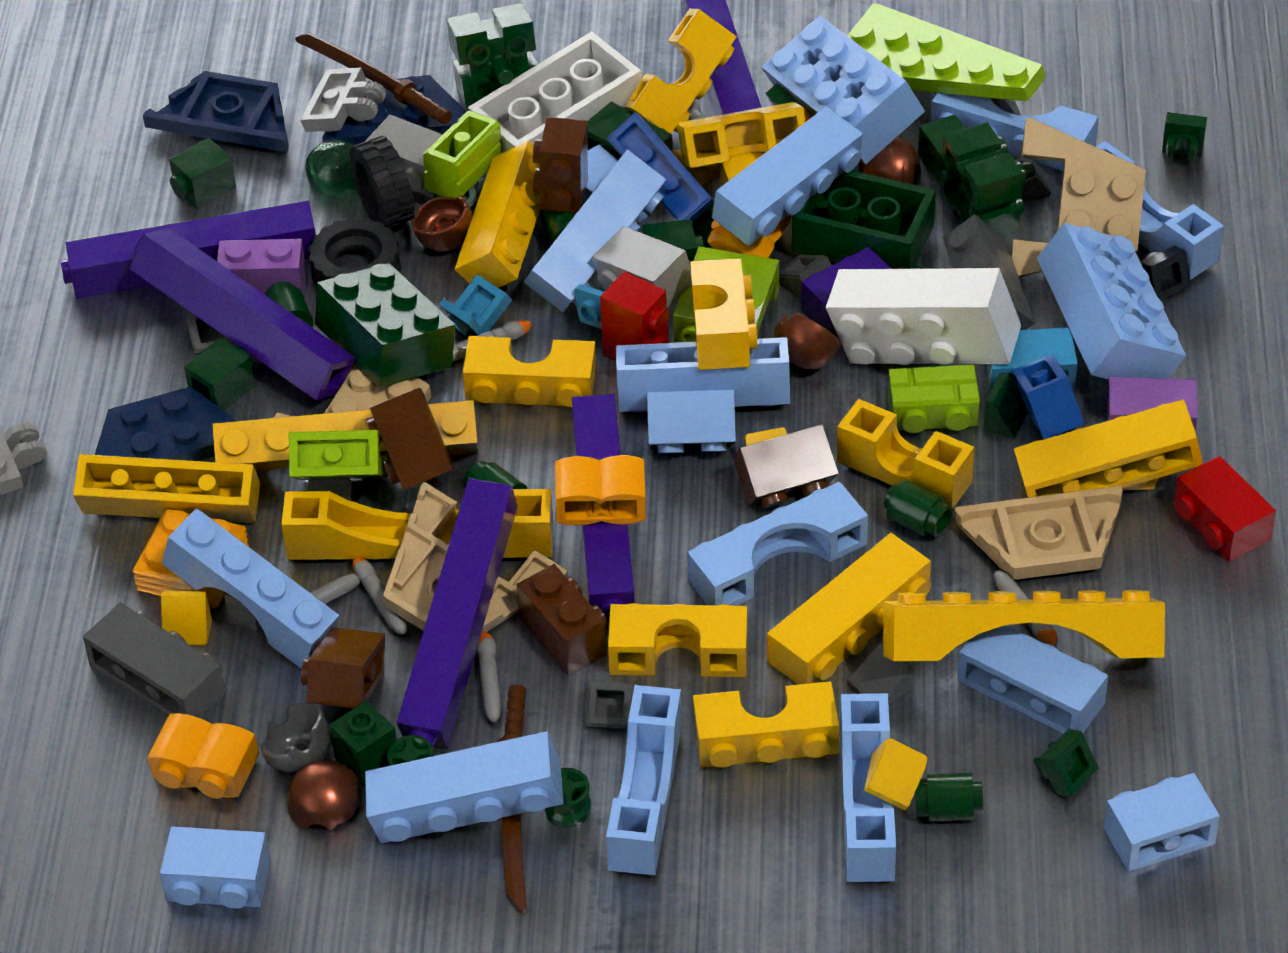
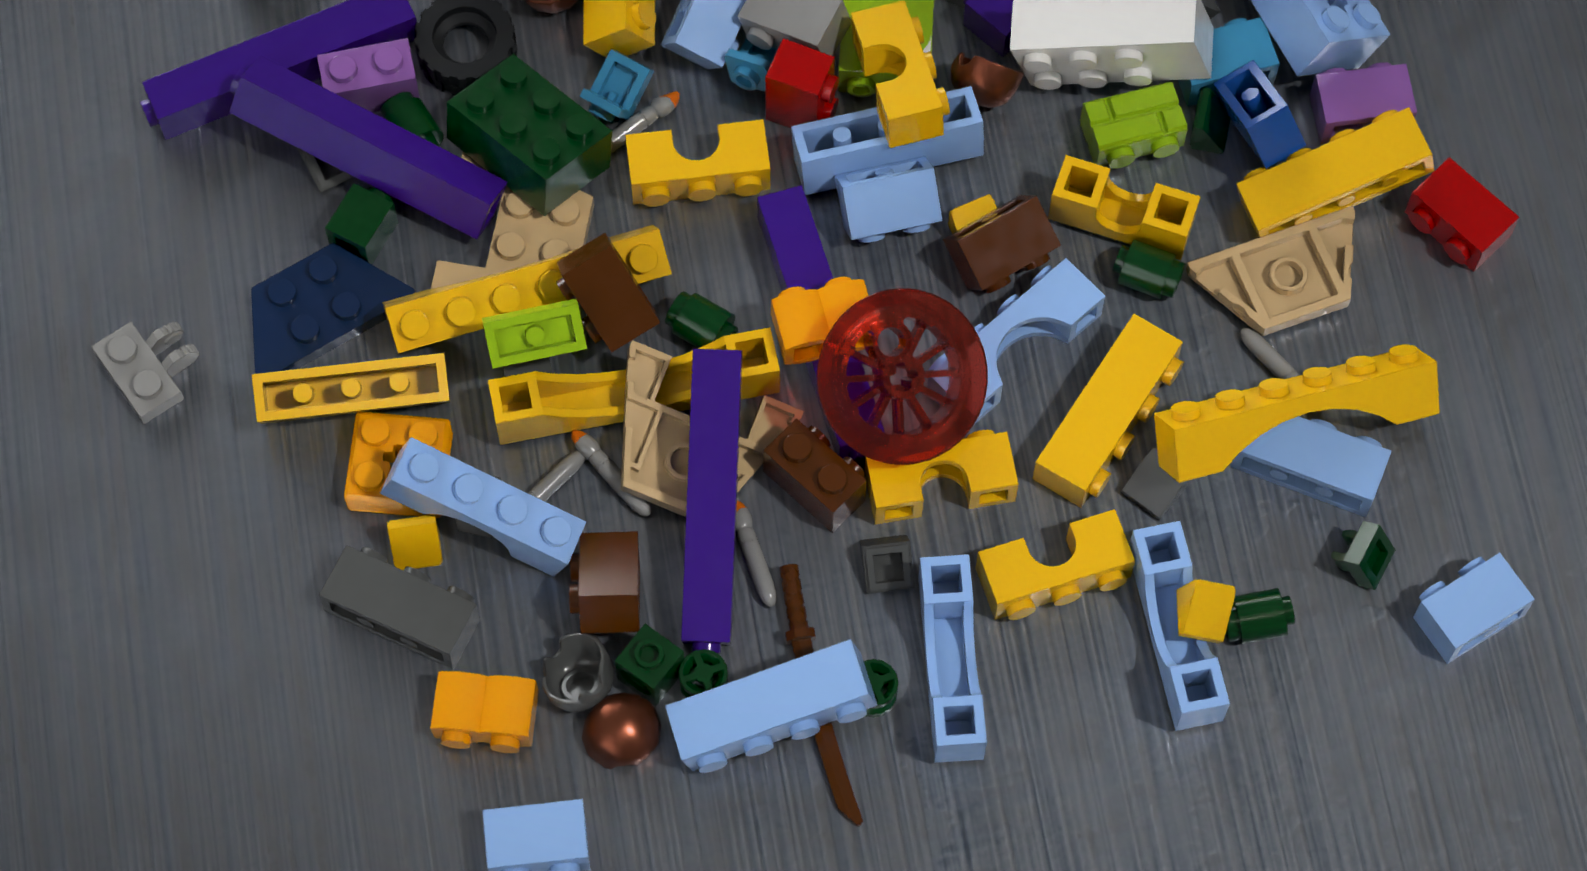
camera: 15 degrees left, 20 degrees up
(655, 473) = (965, 370): none -> clear red piece

